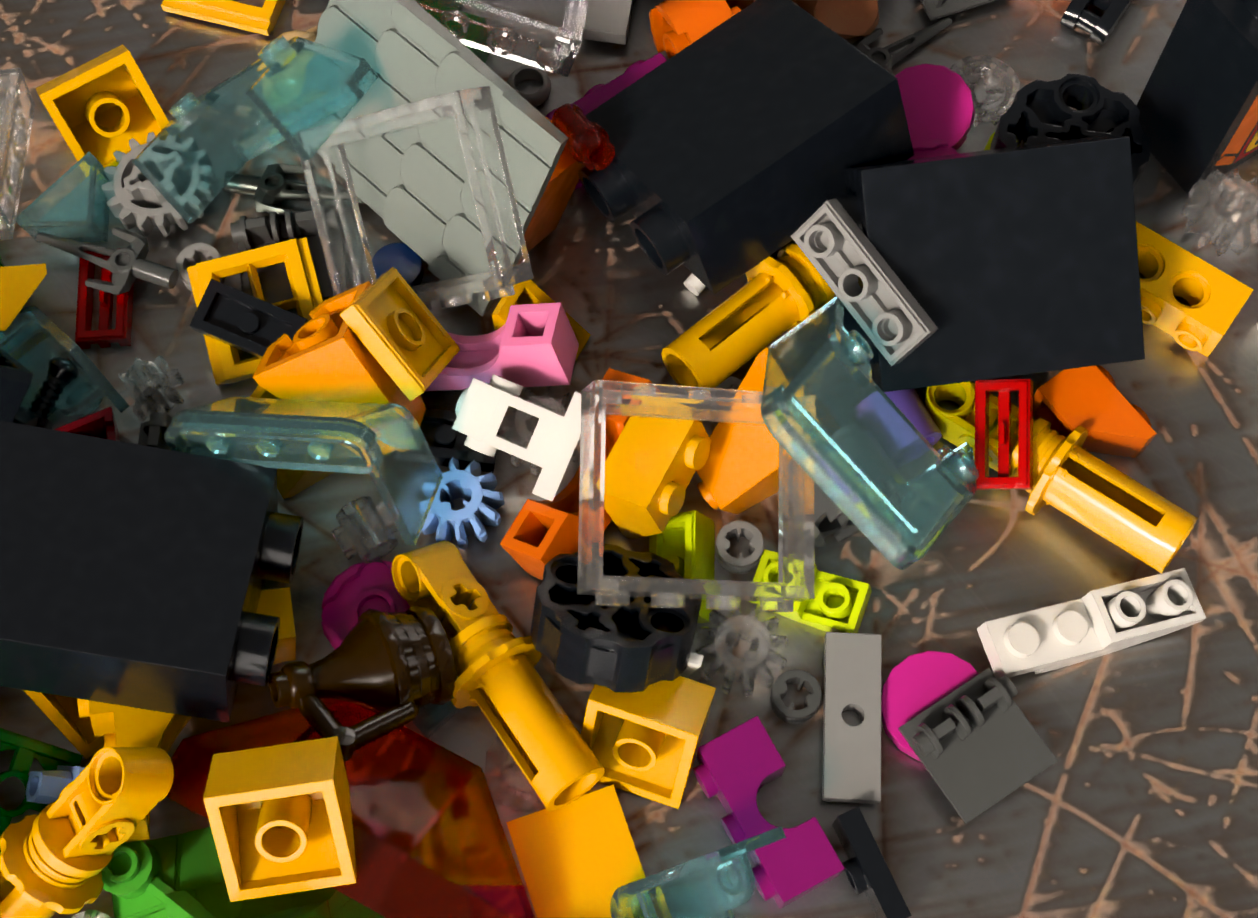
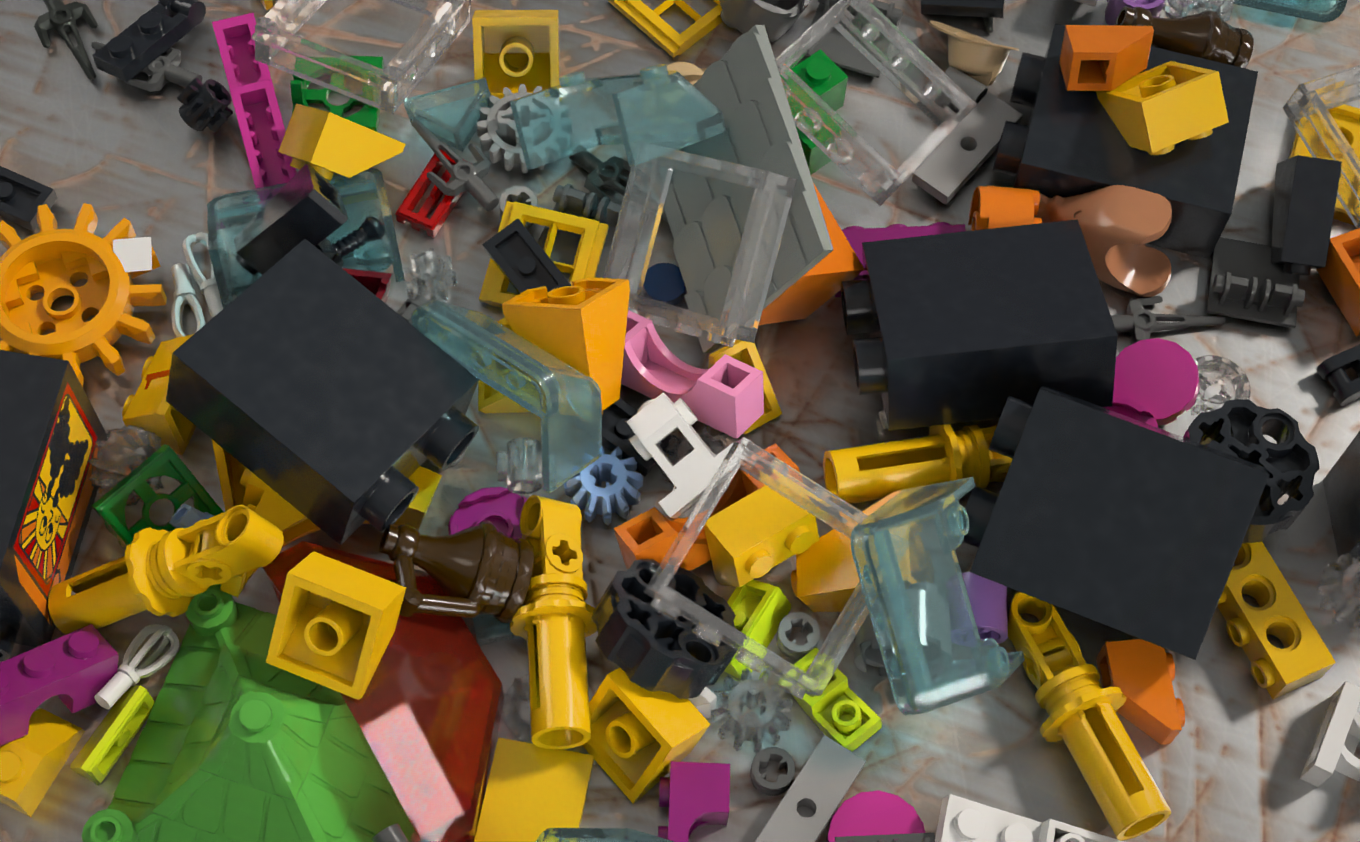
camera: 25 degrees right, 5 degrees down
(400, 333) = (629, 330): yellow tile -> none
(534, 73) = (843, 209): light grey piece -> none
(587, 140) = (855, 259): clear red pin -> none
(884, 305) = (997, 477): light grey tile -> none
(1025, 434) = (1066, 670): red tile -> none

